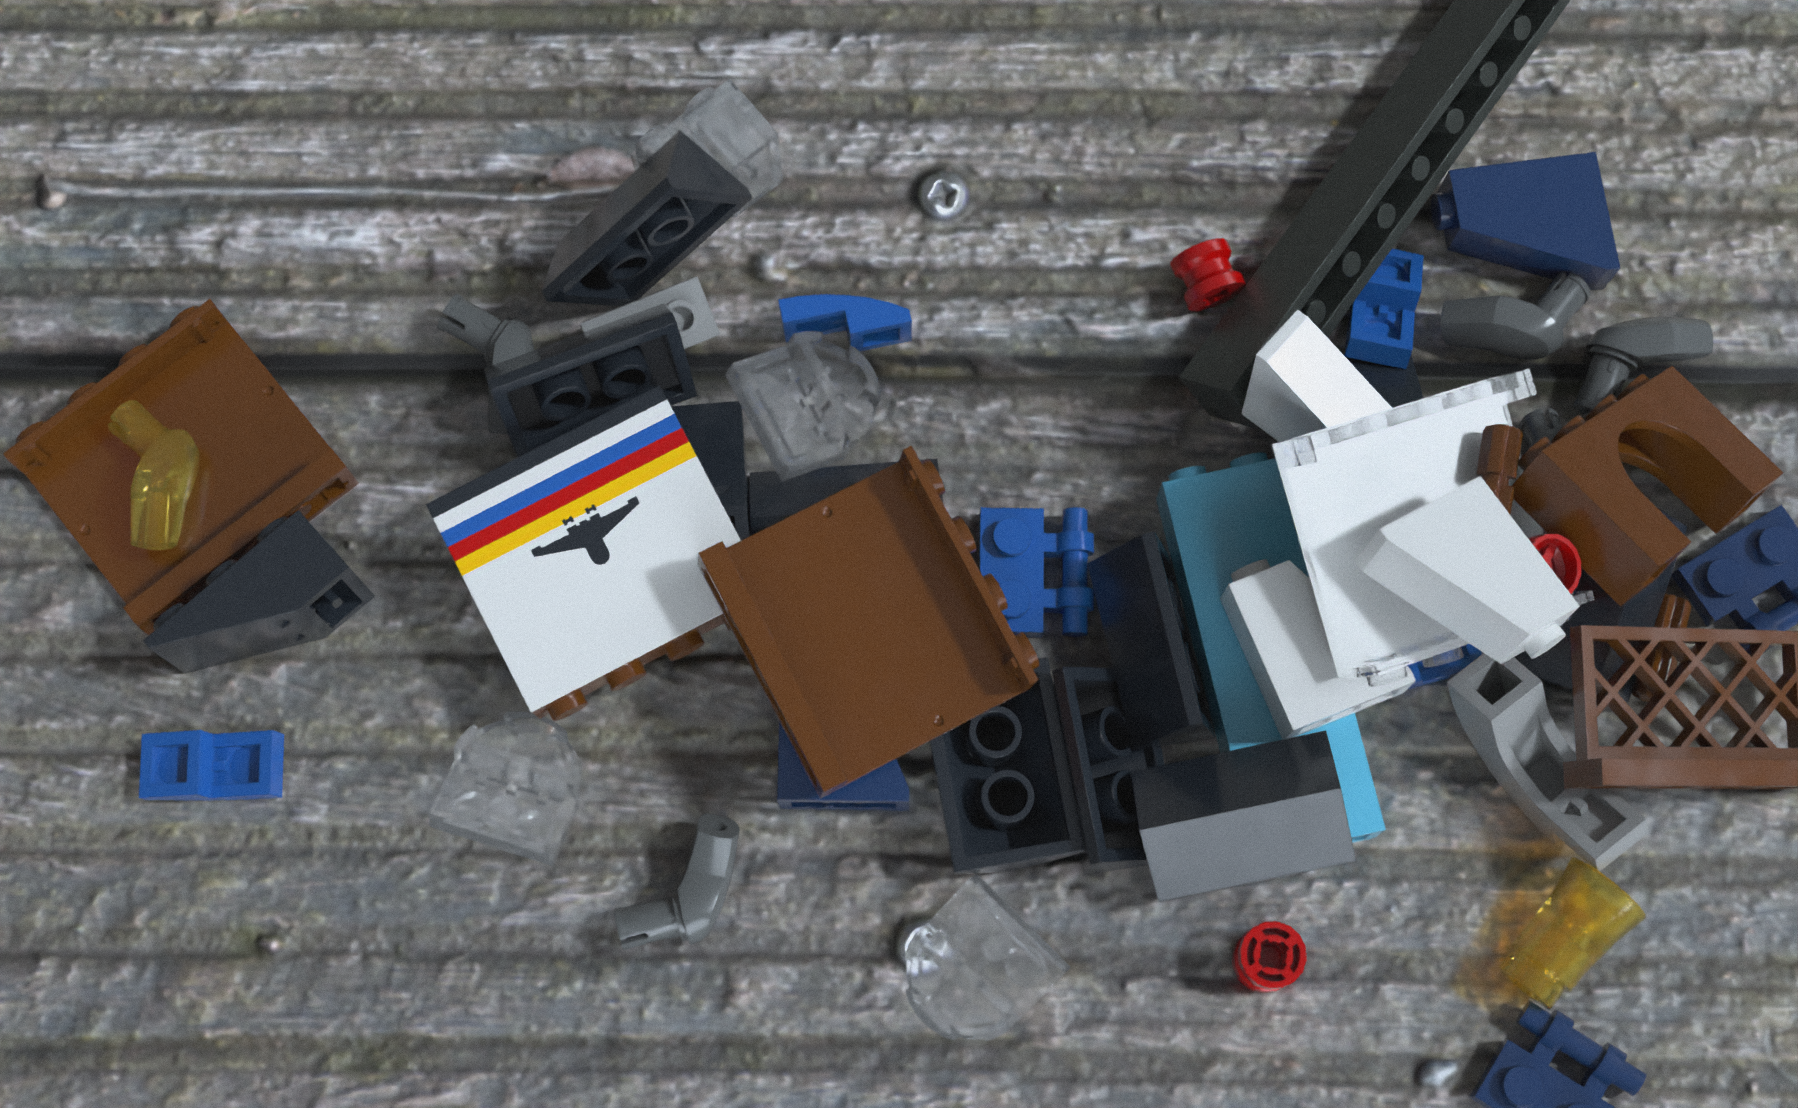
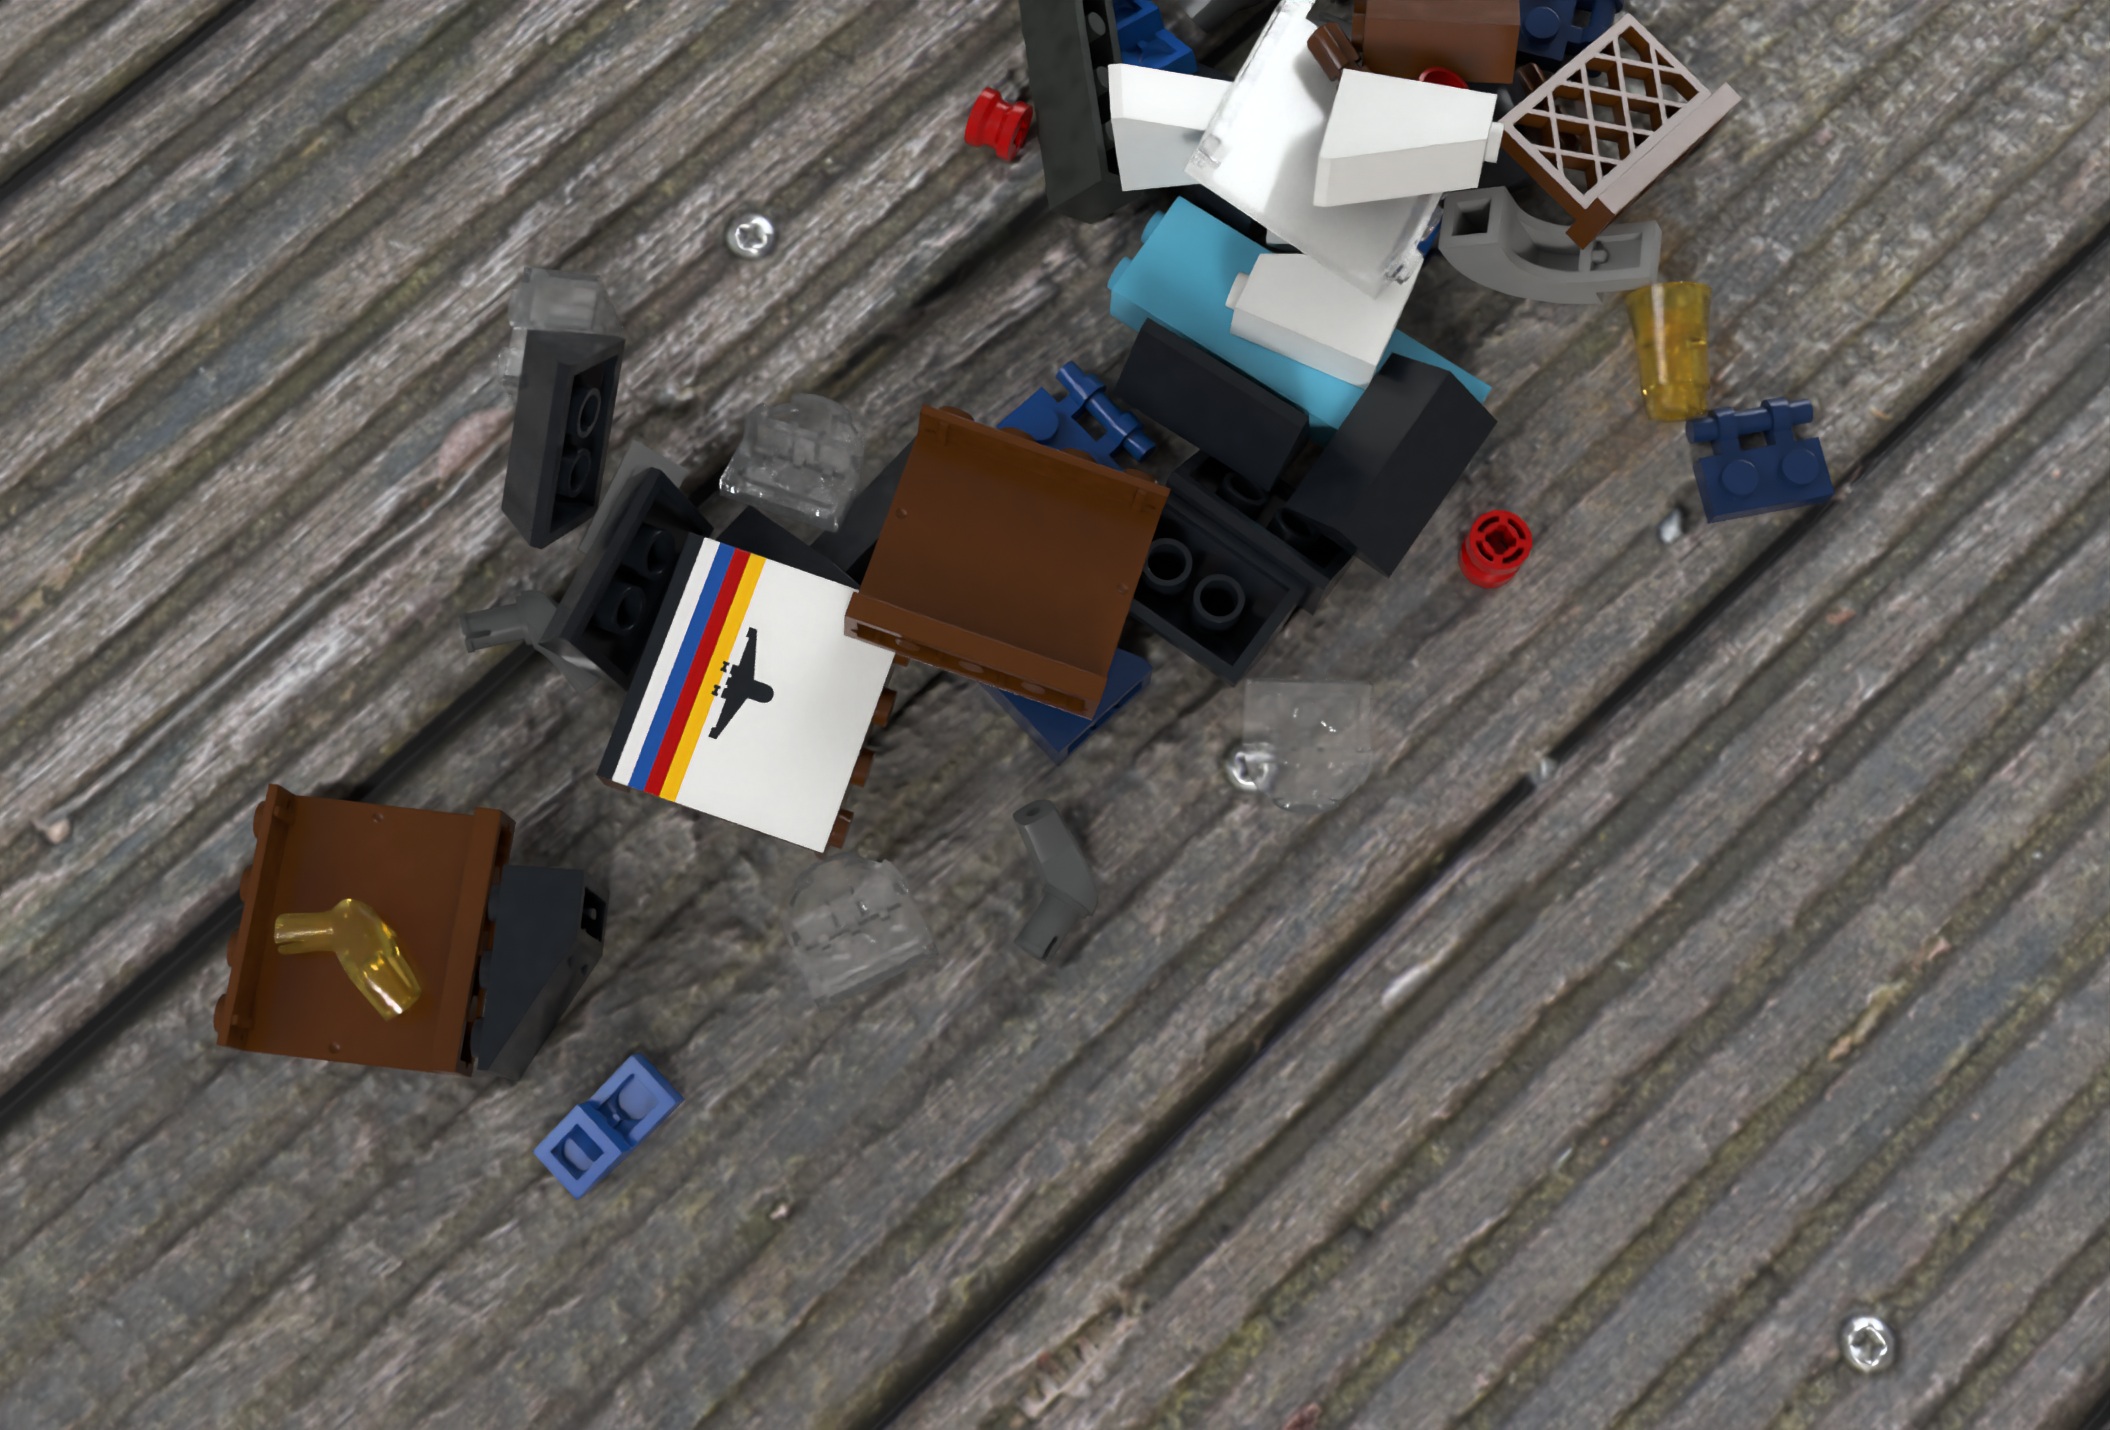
camera: 45 degrees left, 0 degrees up
(866, 320) = (780, 369): blue slope -> none

